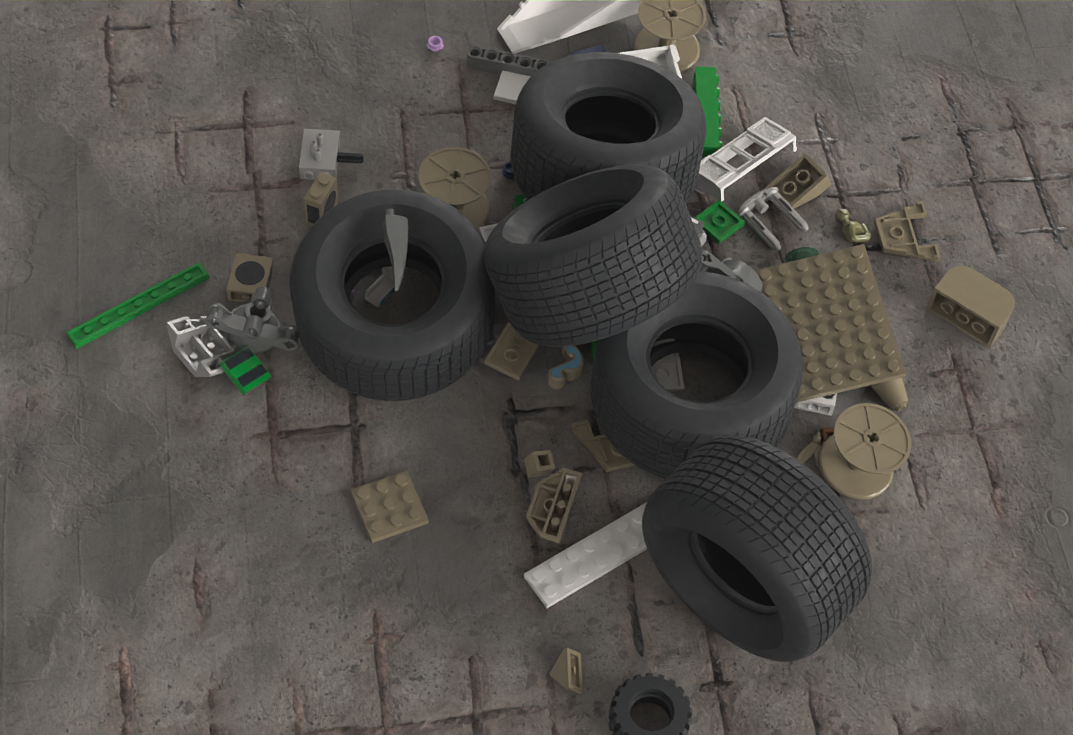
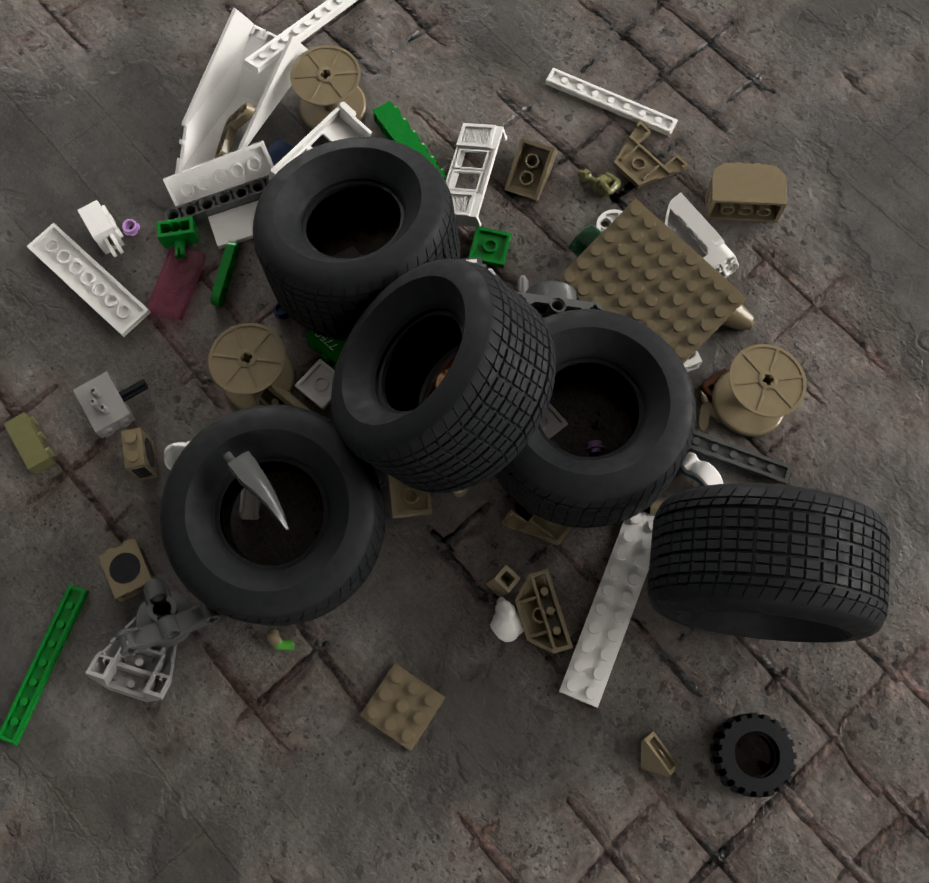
camera: 25 degrees left, 15 degrees up
(244, 148) = (30, 443): none -> olive brick
(245, 370) = (188, 667): tile -> none
(325, 400) = (277, 643): none -> arm
(374, 62) = (88, 279): none -> white plate
(413, 29) = (102, 227): none -> white brick
(441, 103) = (176, 284): none -> clear pink tile
(468, 67) = (178, 234): none -> green brick
(484, 117) = (225, 273): none -> green beam
(519, 496) = (506, 621): none -> white hair
(532, 41) = (219, 174): none -> white plate
(569, 16) = (231, 126): none -> dark tan beam
(759, 202) = (514, 209): light grey piece -> none
(904, 315) = (700, 235): none -> white panel
(910, 175) = (611, 101): none -> white tile

